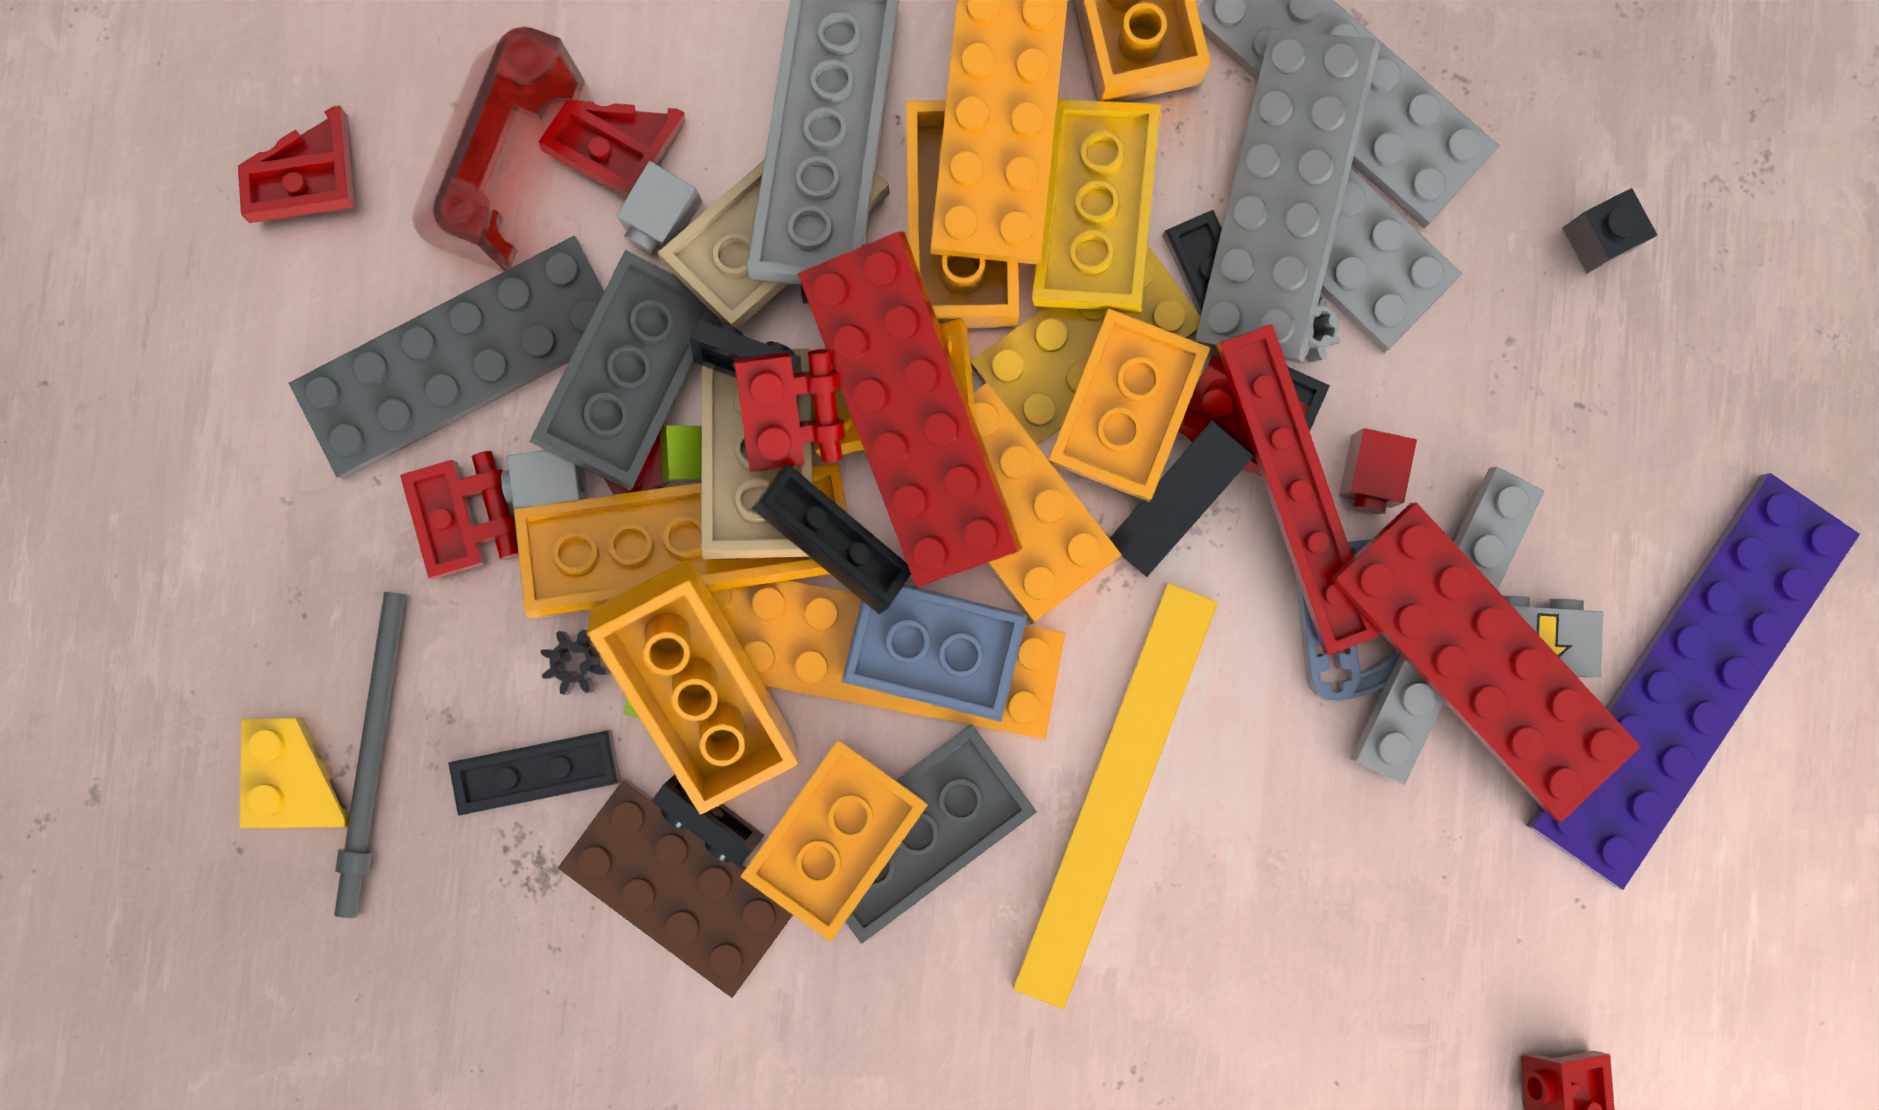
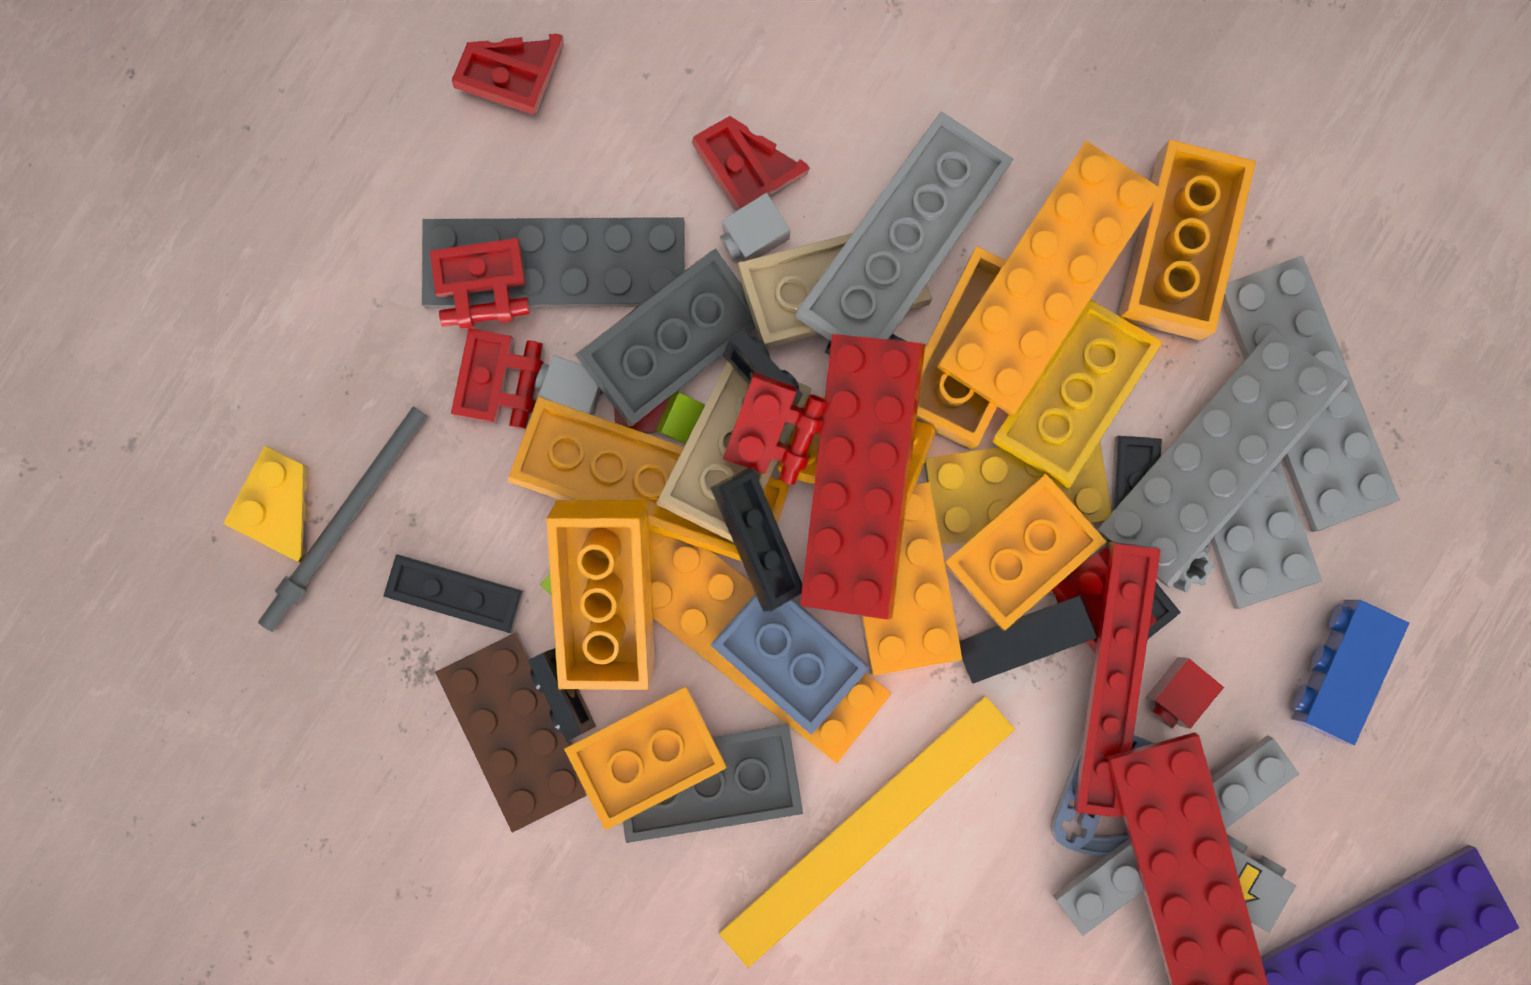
camera: 30 degrees right, 0 degrees up
(375, 405) = (478, 269): none -> red plate
(513, 74) = (691, 76): clear red windscreen -> none
(561, 656) = (517, 519): black gear -> none
(1540, 354) = (1349, 670): none -> blue brick
(1609, 230) = (1448, 606): black brick -> none

